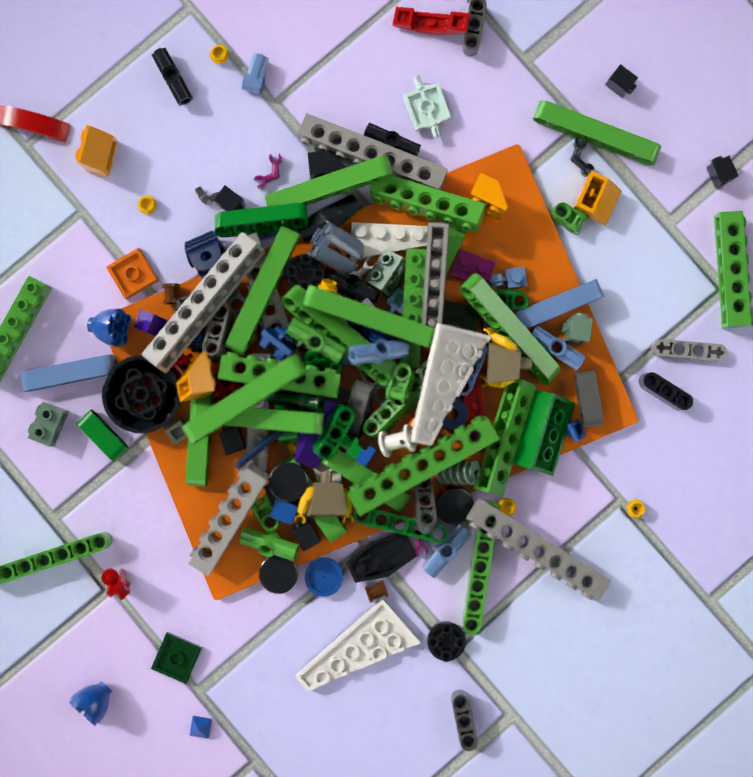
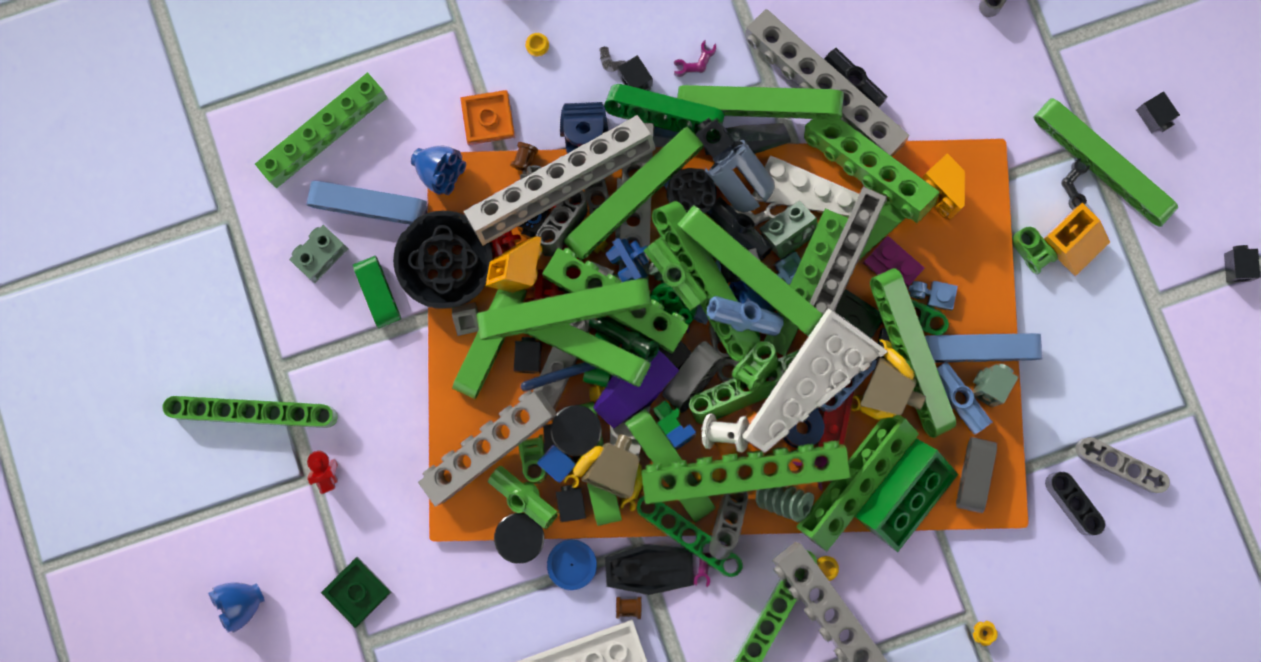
camera: 30 degrees right, 5 degrees down
(149, 322) = (485, 180): dark purple slope -> none
(309, 233) = (719, 146): none -> black brick
(323, 163) = (762, 73): black slope -> none
(328, 285) = (715, 216): yellow plate -> none
(333, 442) = (666, 389): green beam -> none
(426, 107) = (911, 55): light aqua plate -> none
(437, 560) = (748, 584): medium blue piece -> none
(453, 504) = (763, 538): black tile -> none
(575, 431) = (946, 507): blue slope -> none
(726, 278) = (1188, 444): bright green brick -> none

